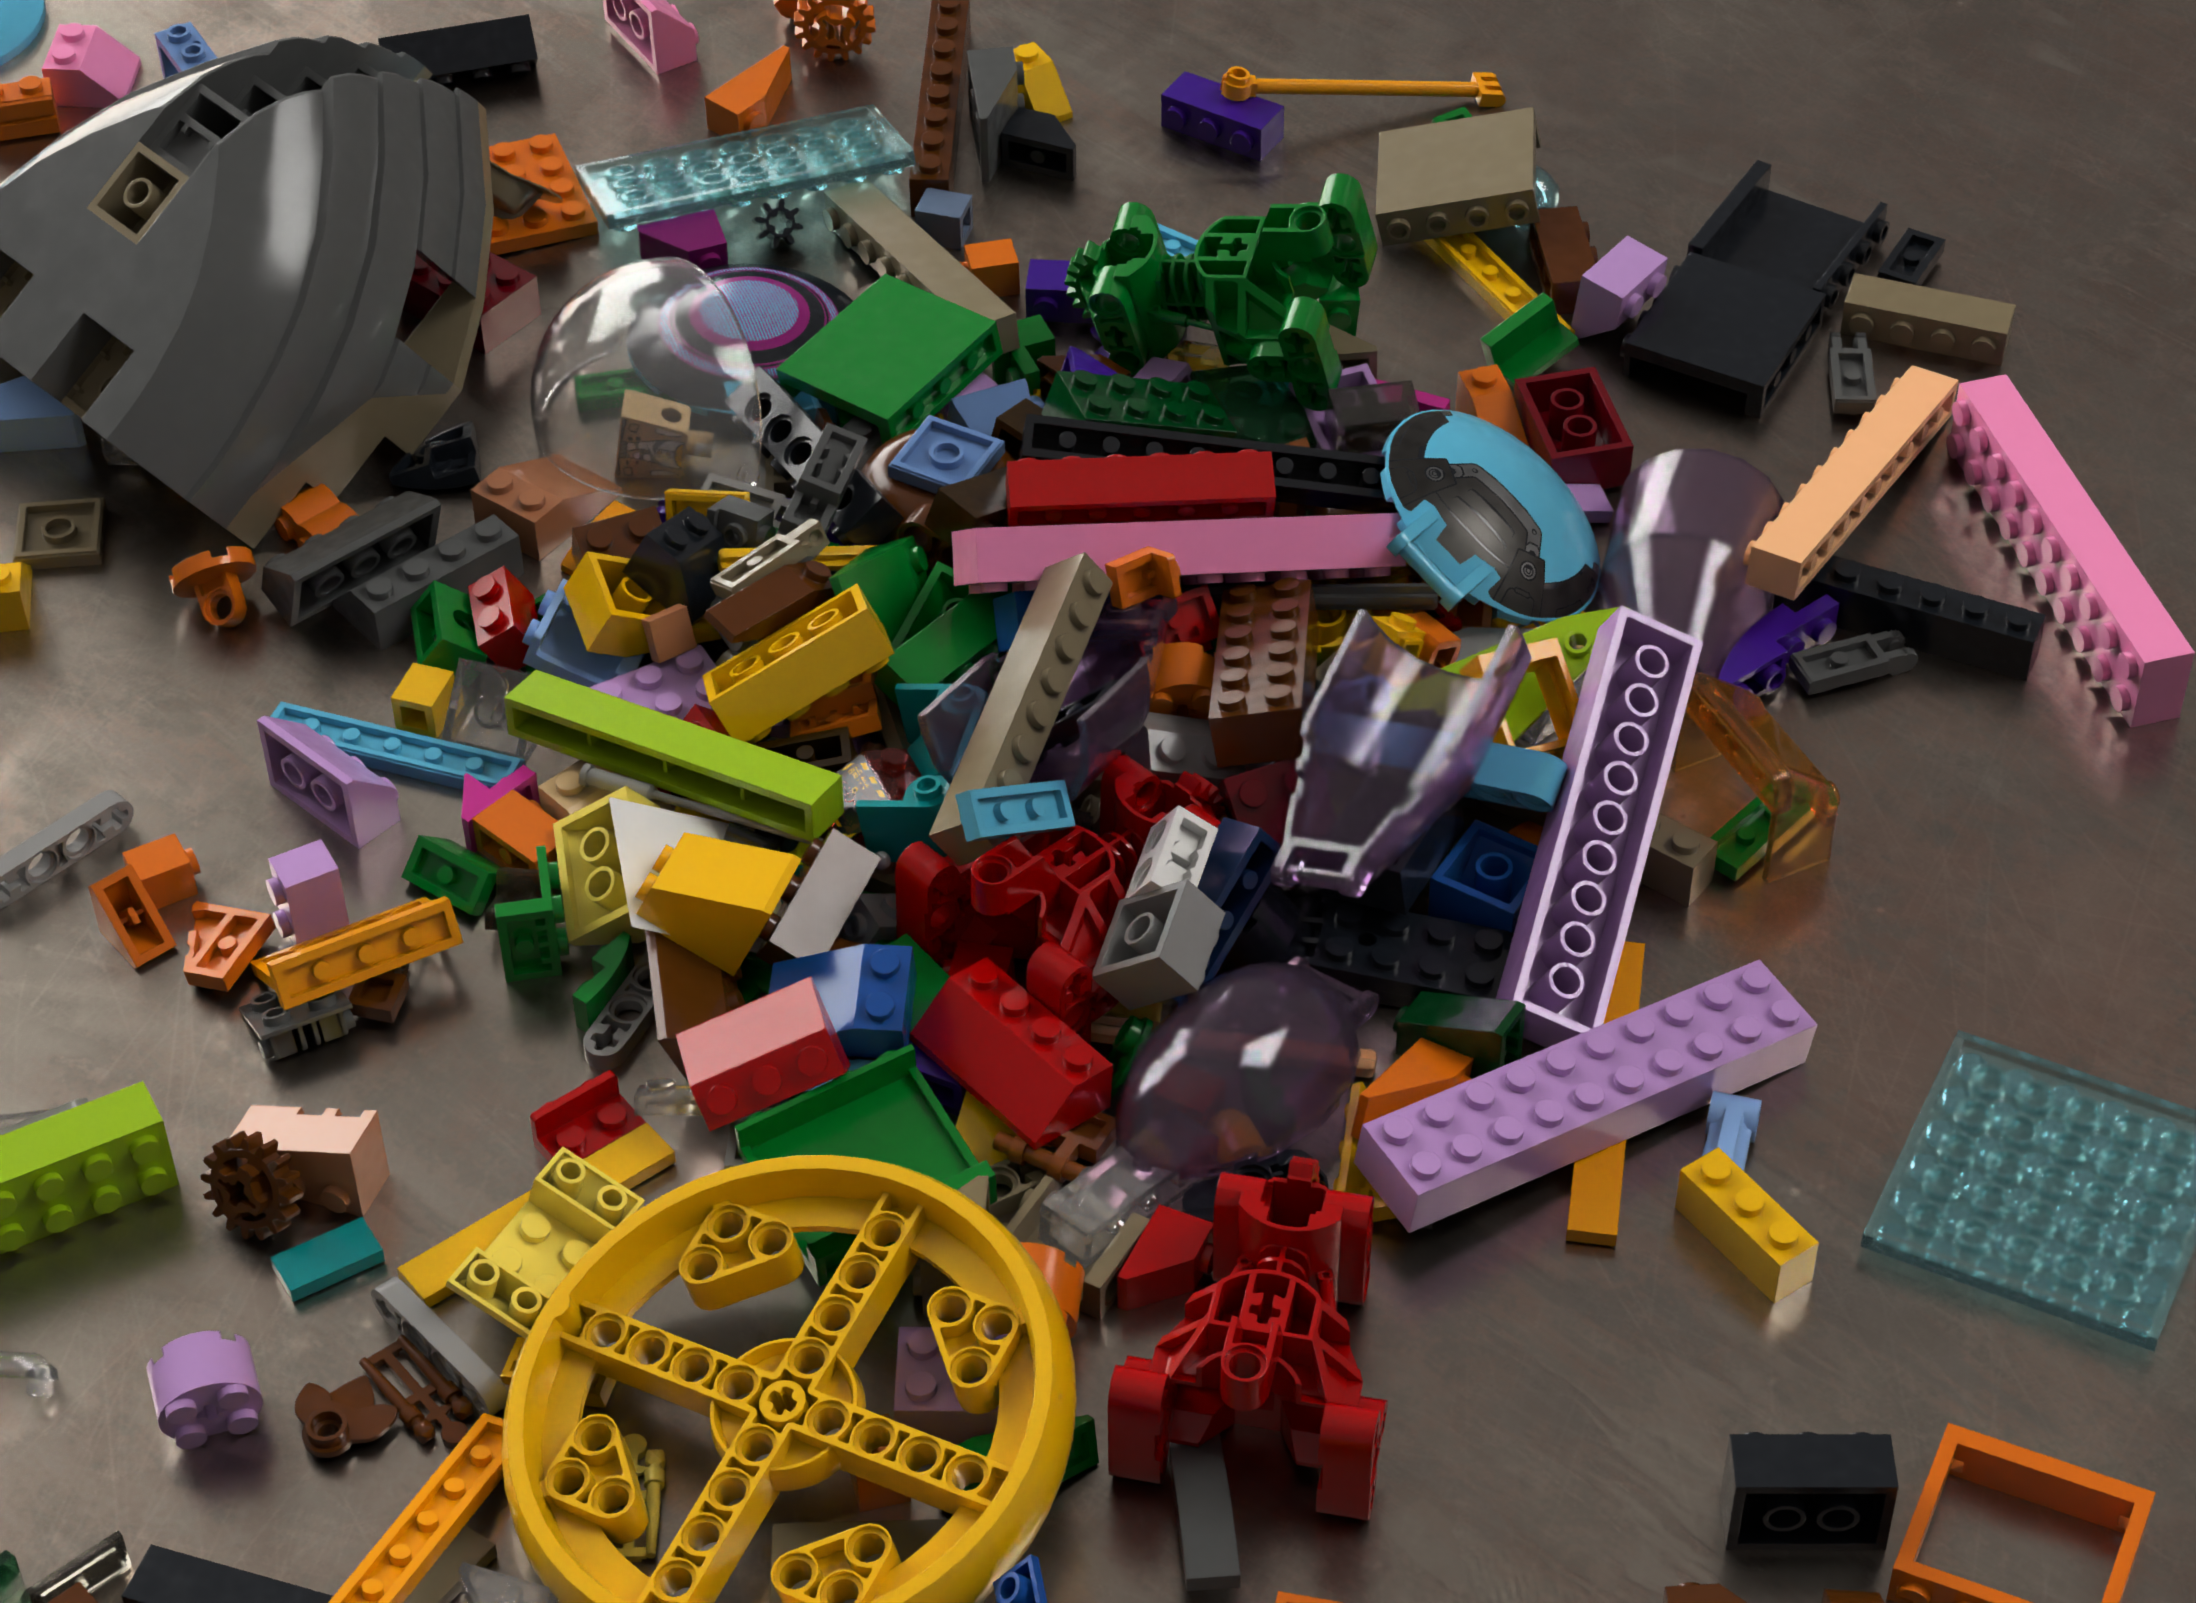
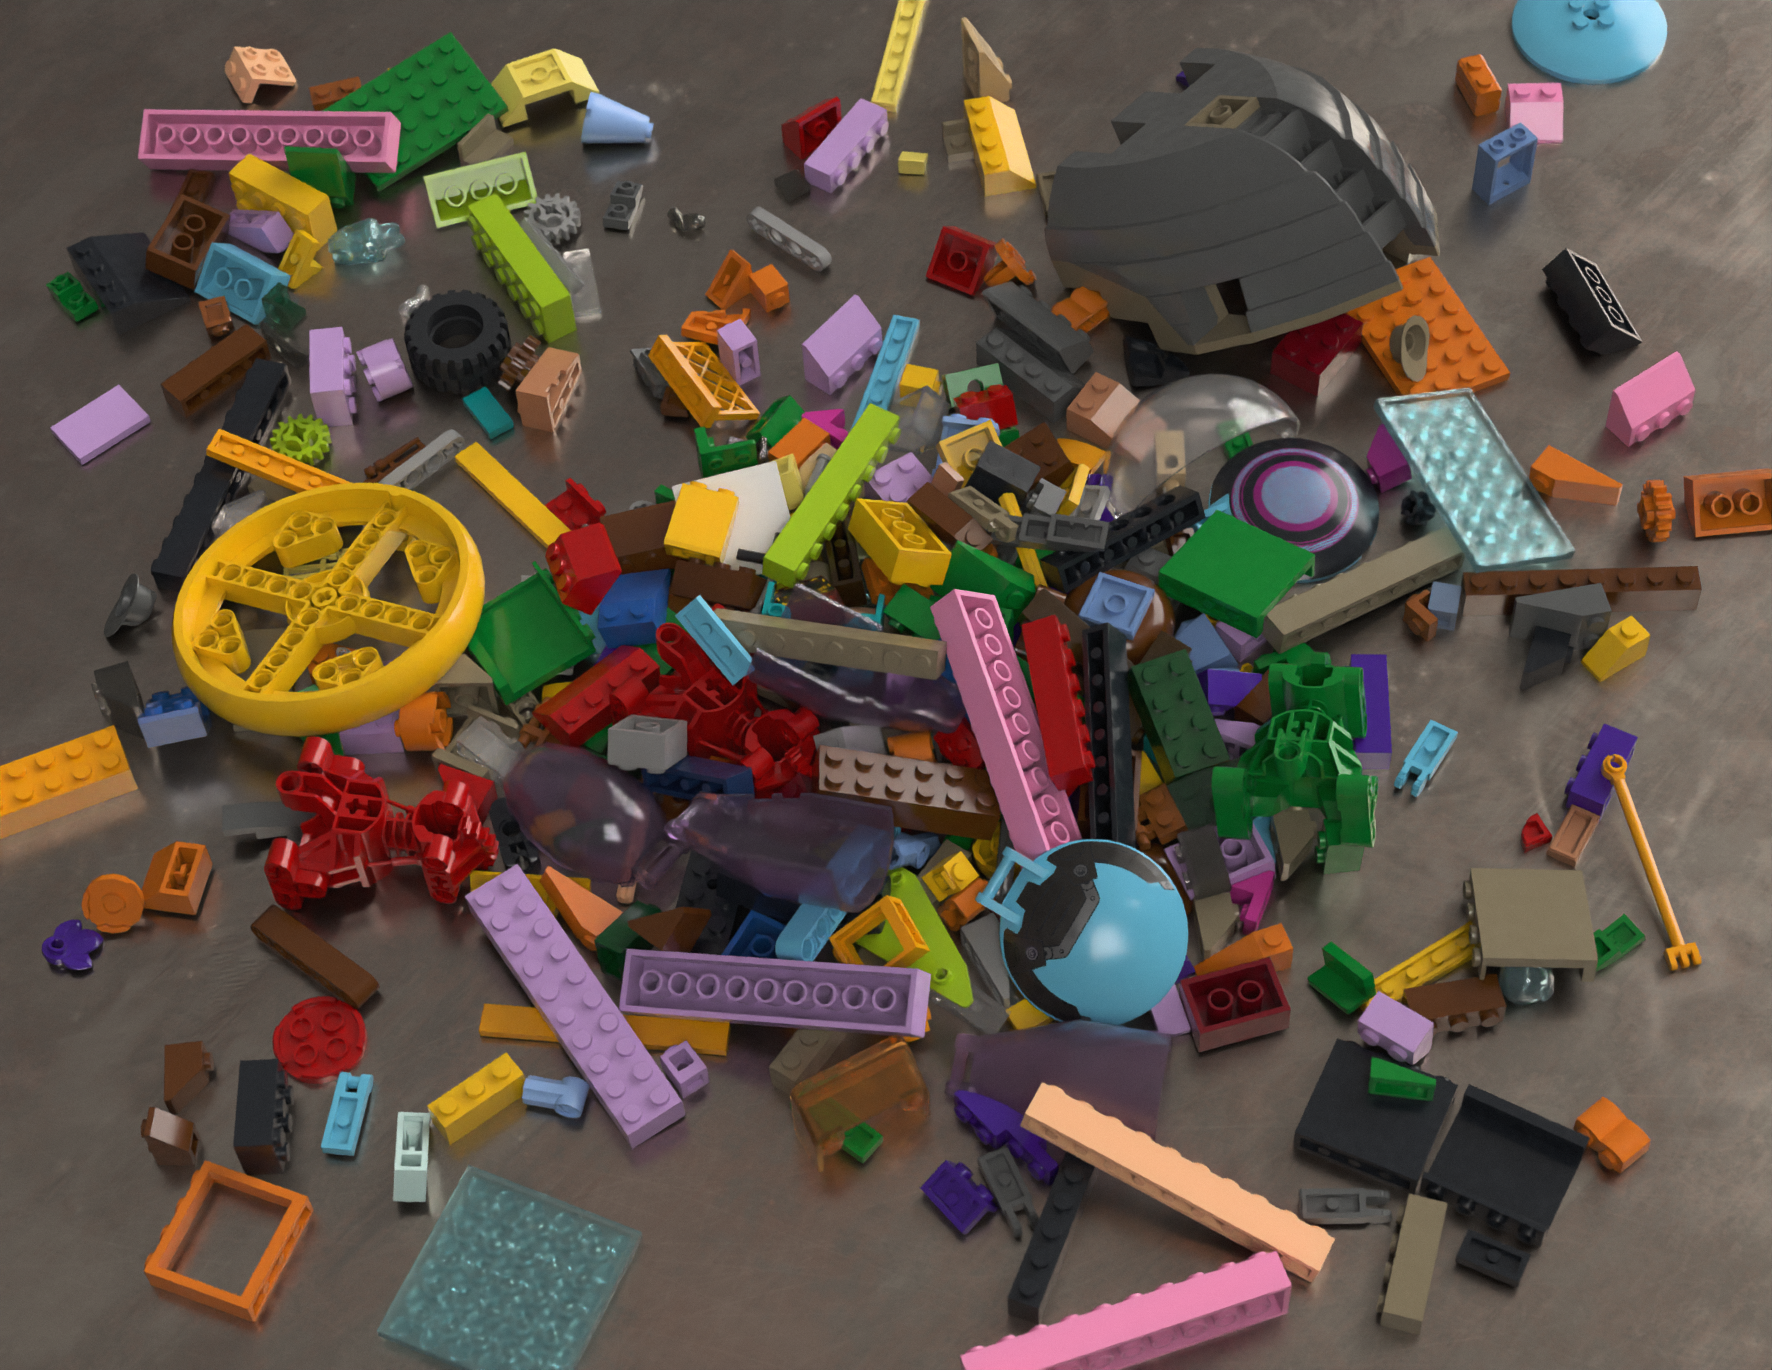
camera: 90 degrees right, 10 degrees up
(154, 1236) = (452, 316): none -> black tyre
(174, 642) = (961, 259): none -> red slope
(204, 1469) = (332, 376): none -> lavender brick
(330, 1530) = (302, 439): none -> lime gear
(345, 1413) = (380, 434): reddish brown plate -> none
(556, 1227) = (474, 499): light yellow slope -> none
(958, 233) = (1418, 616): none -> dark orange bracket
(994, 265) = (1388, 637): orange brick -> none
(1143, 576) = (952, 699): orange bracket -> none
(1173, 852) = (706, 740): white brick -> none
(1301, 184) = (1534, 833): none -> red tile
(1307, 154) = (1573, 835): none -> nougat tile
(1477, 1459) = (314, 956): none -> reddish brown beam
(1482, 935) = (672, 929): none -> reddish brown slope
(1631, 1454) = (320, 1040): none -> red tile
(1677, 973) = (684, 1068): none -> lavender brick
(1696, 287) = (1398, 1081): none -> green slope
(1728, 157) = (1612, 1135): none -> orange brick
(1771, 1401) = (346, 1114): none -> medium azure plate
(1856, 1306) = (411, 1157): none -> light aqua slope
(1868, 706) = (959, 1195): none -> dark purple bracket

